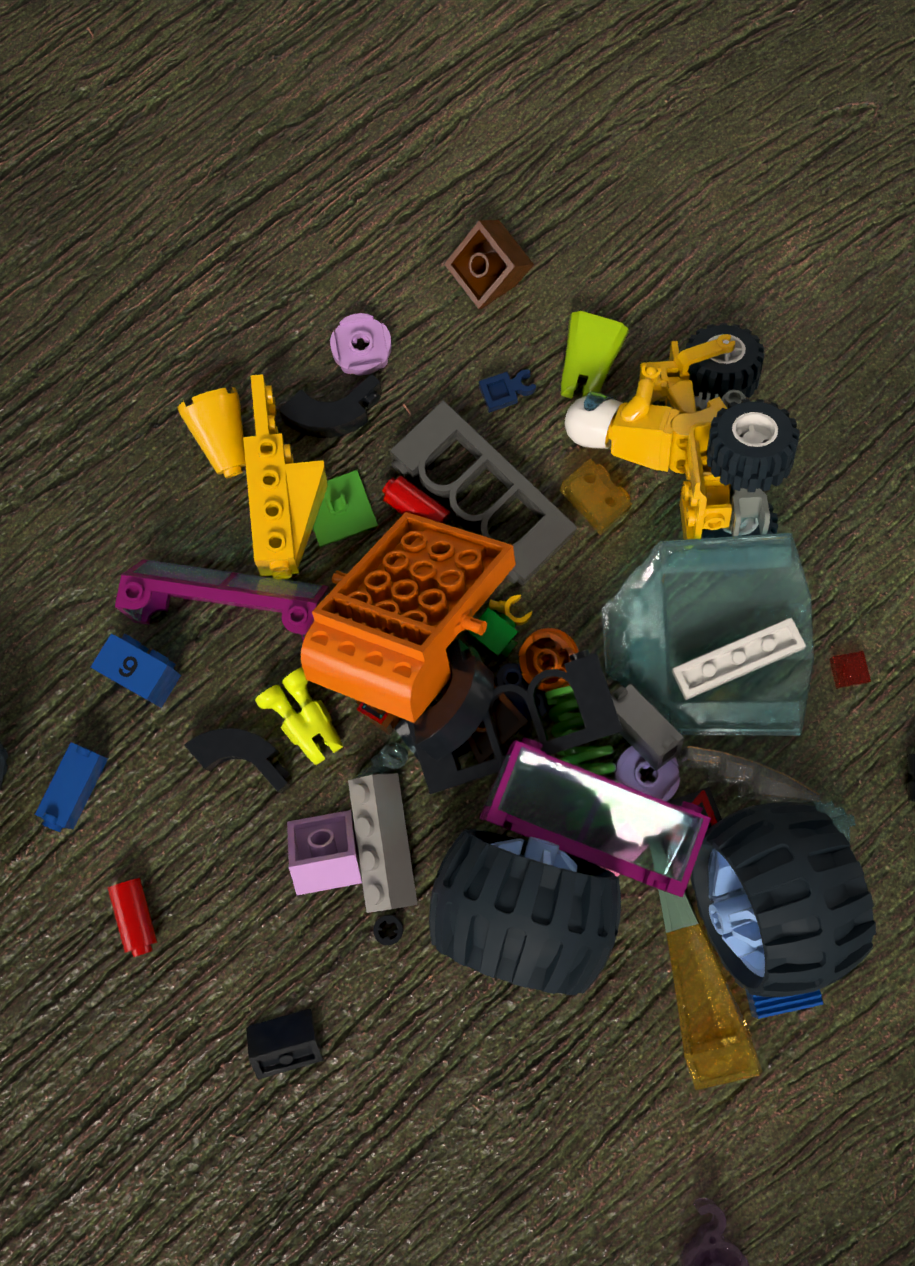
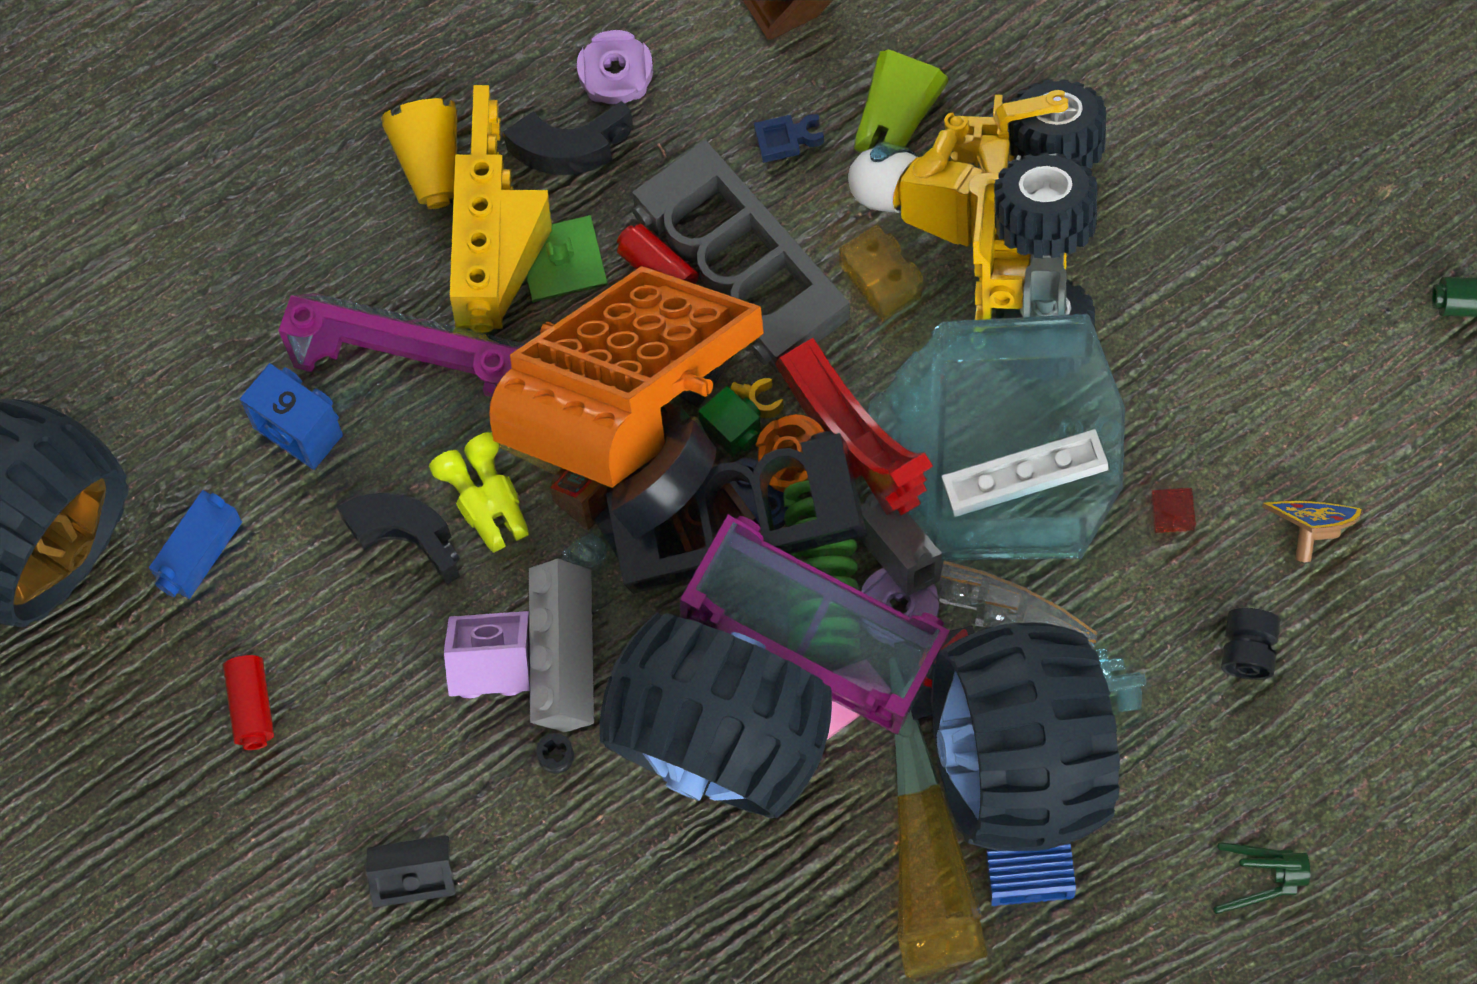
camera: 15 degrees right, 10 degrees down
(635, 674) = (886, 466): none -> red arch

